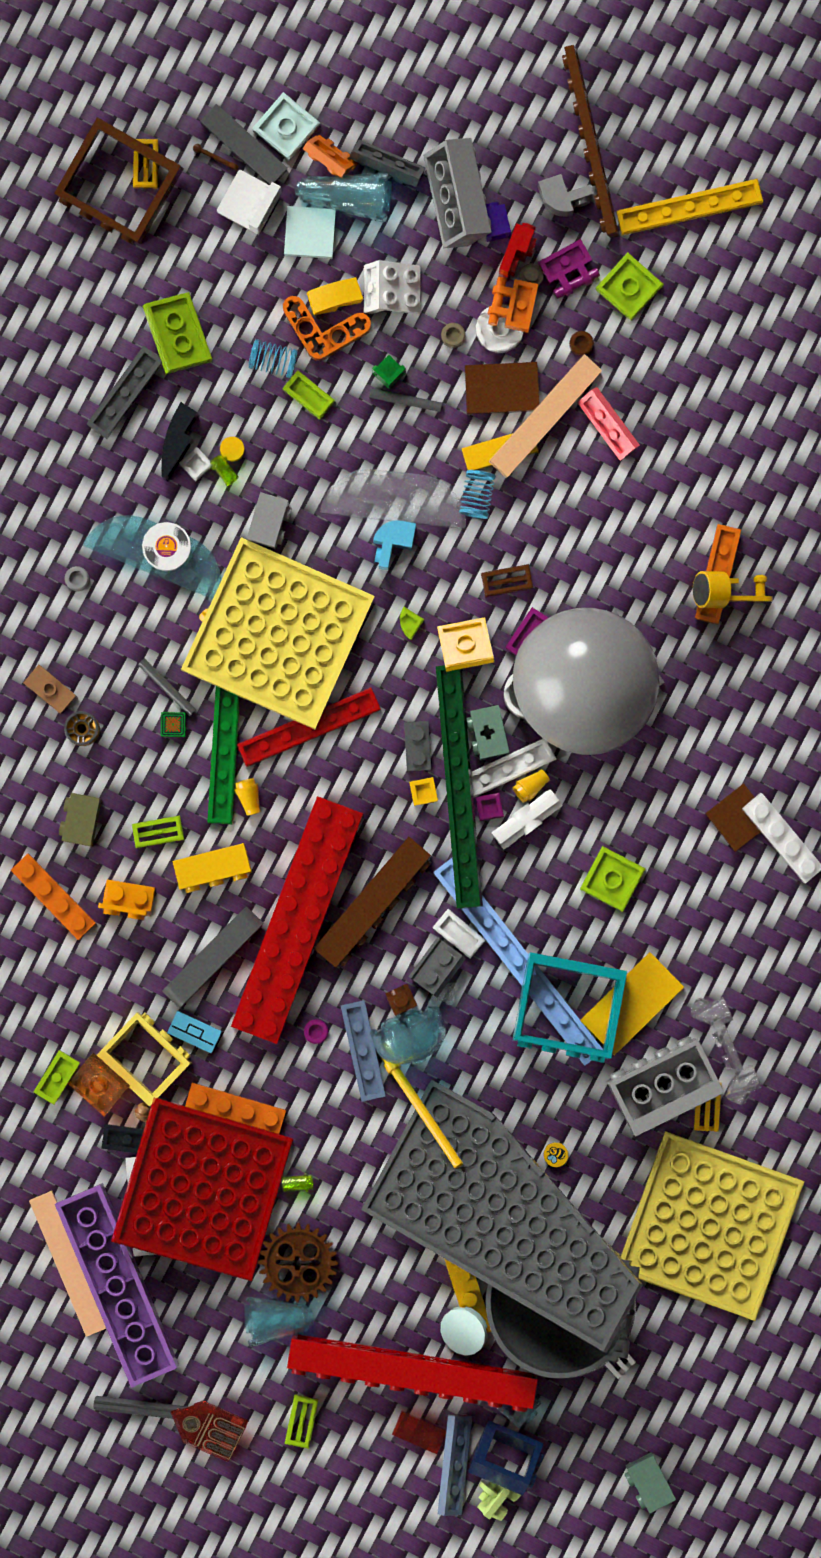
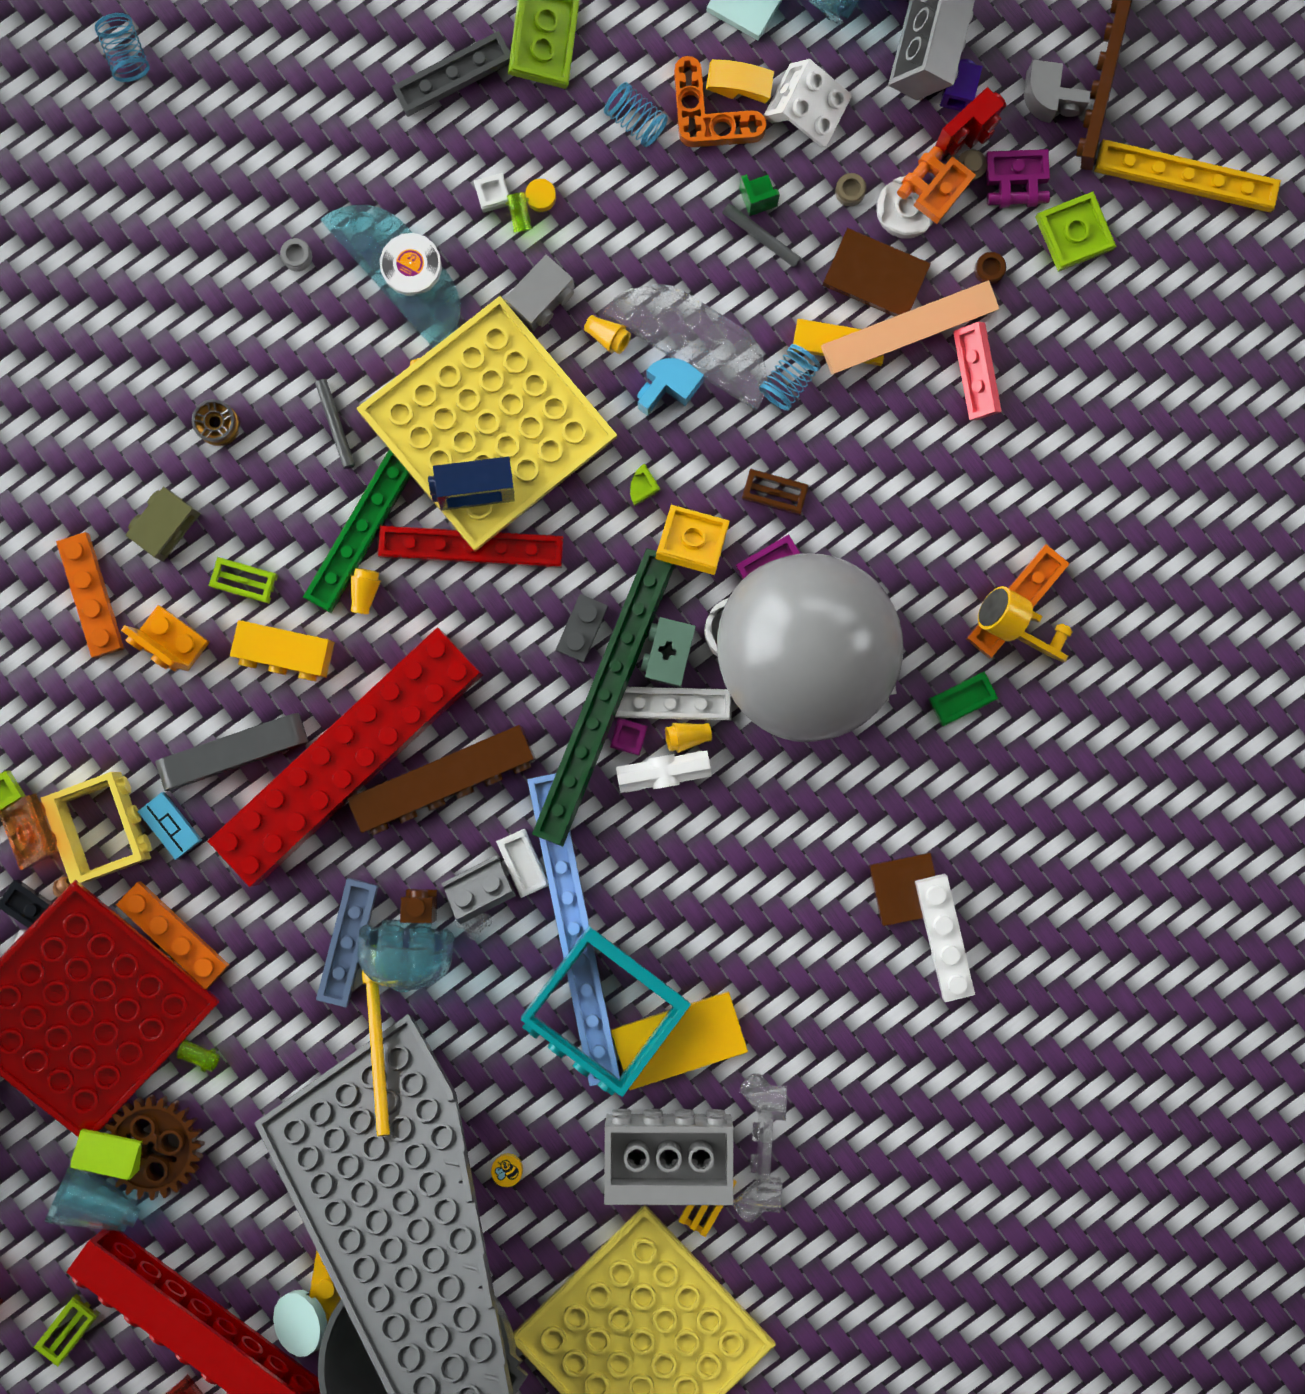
camera: 25 degrees right, 0 degrees up
(49, 689) = (203, 362): medium nougat plate -> none
(173, 724) = (320, 468): tile -> none
(177, 440) = (483, 153): black slope -> none
(271, 1278) = (107, 1154): none -> lime slope
(294, 682) = (472, 483): none -> dark blue window
(308, 395) = (656, 177): lime tile -> none
(316, 1031) = (306, 893): magenta tile -> none
(331, 526) = (609, 334): none -> yellow cone
(423, 791) = (562, 682): yellow plate -> none
(612, 878) = (727, 887): lime tile -> none
(713, 662) = (963, 698): none -> green tile

